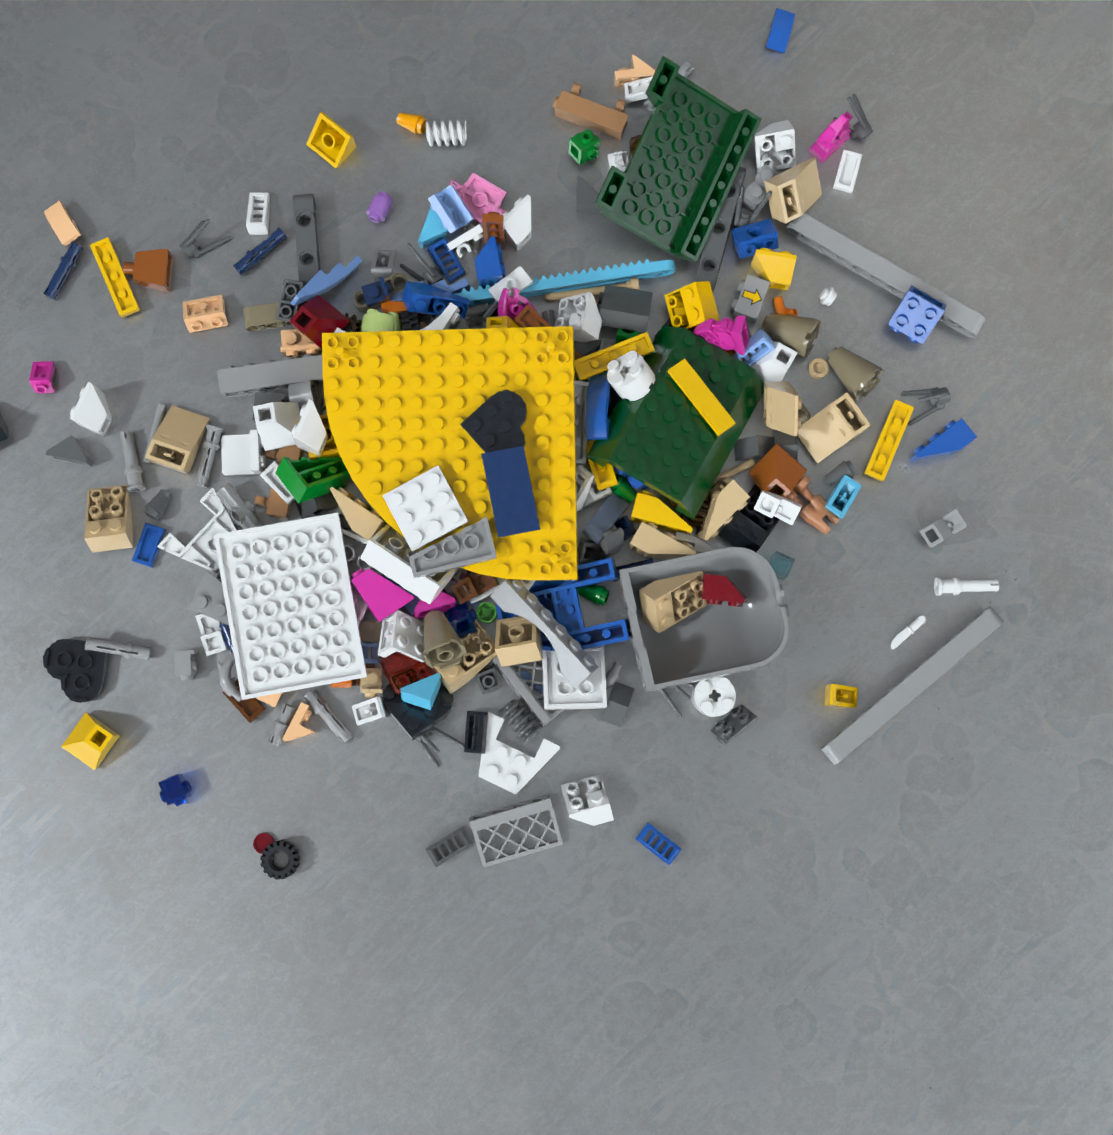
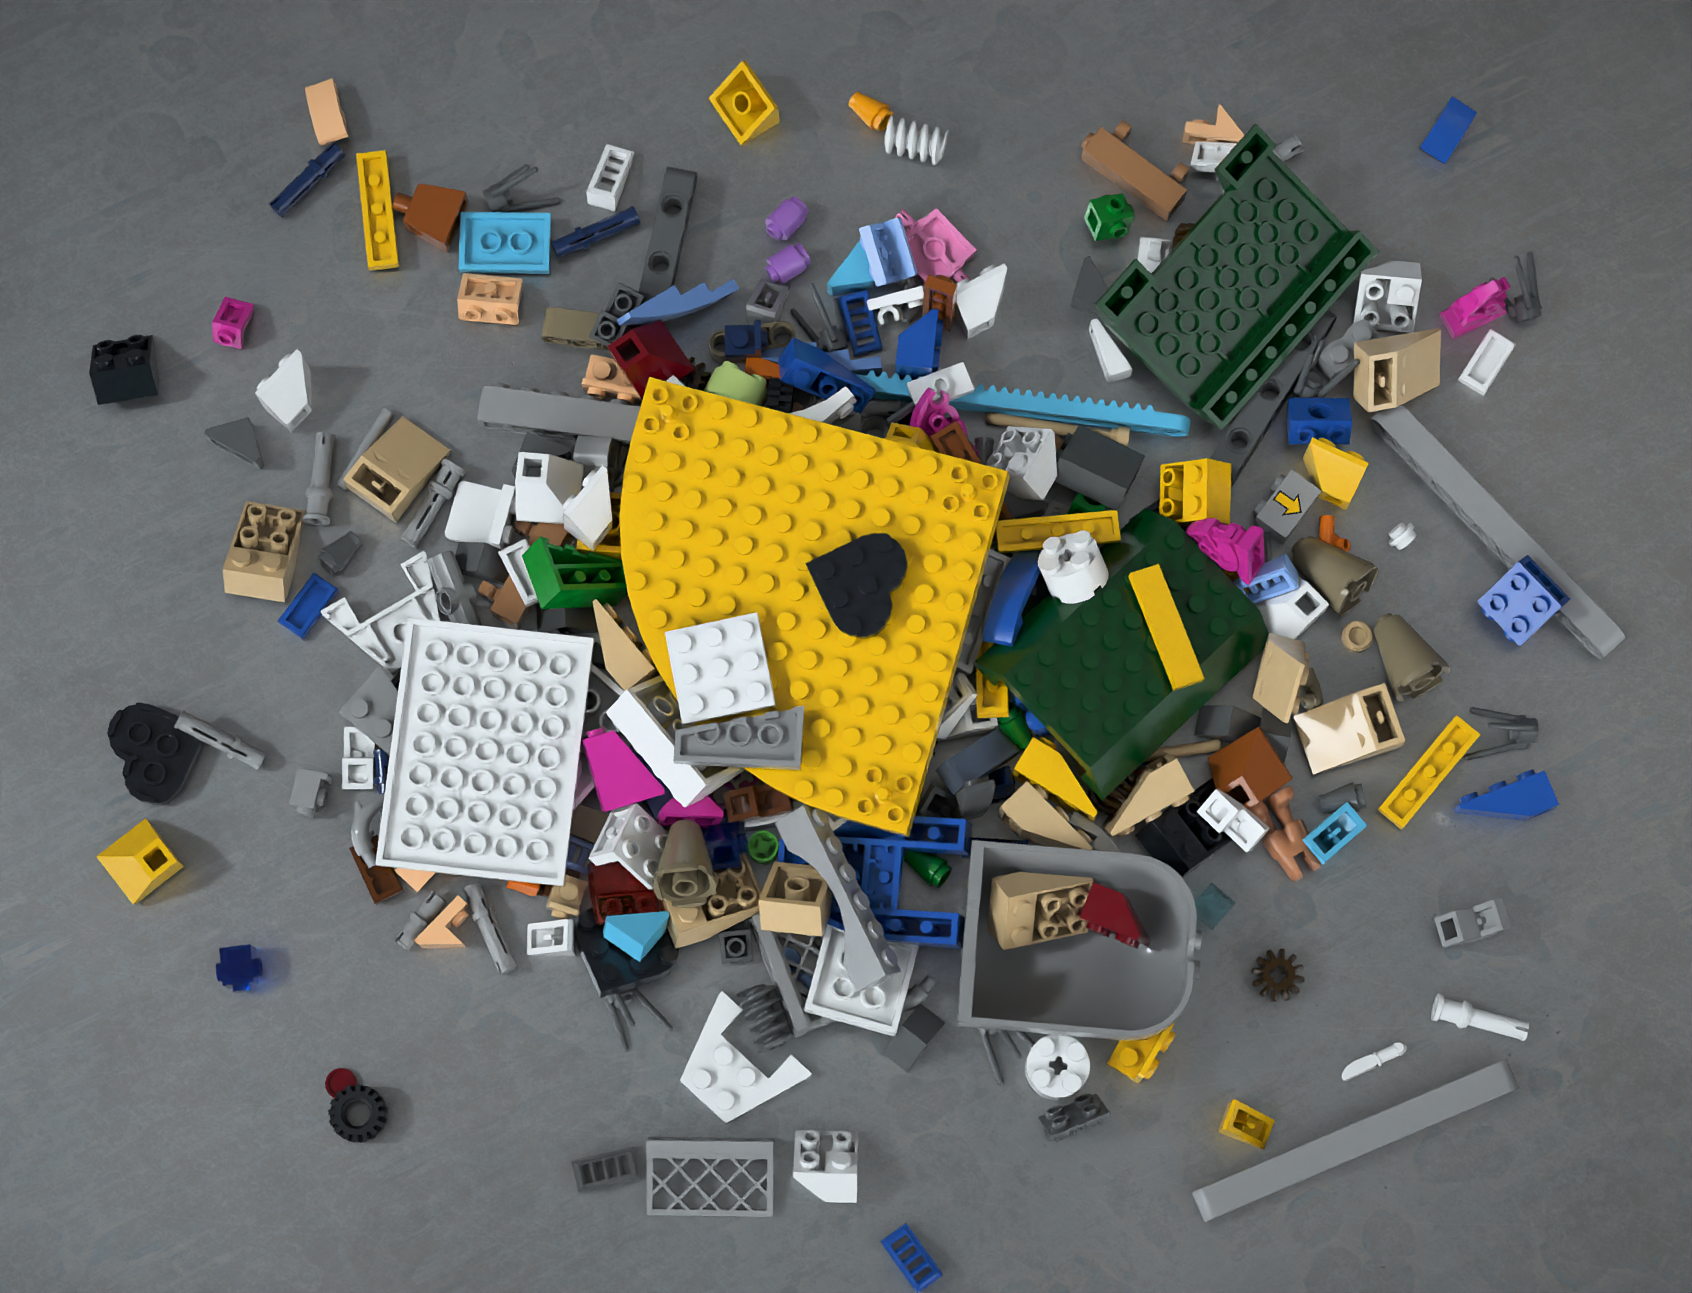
camera: 20 degrees right, 5 degrees down
(203, 274) = (505, 242): none -> medium azure plate
(250, 484) = (481, 562): none -> dark grey slope
(389, 235) = (787, 263): none -> medium lavender brick
(479, 732) = (699, 1016): black tile -> none
(510, 491) = (848, 679): dark blue tile -> none
(613, 238) = (1110, 357): none -> white slope
(765, 676) = (1137, 1057): none -> yellow bracket
(837, 603) = (1269, 967): none -> dark brown gear

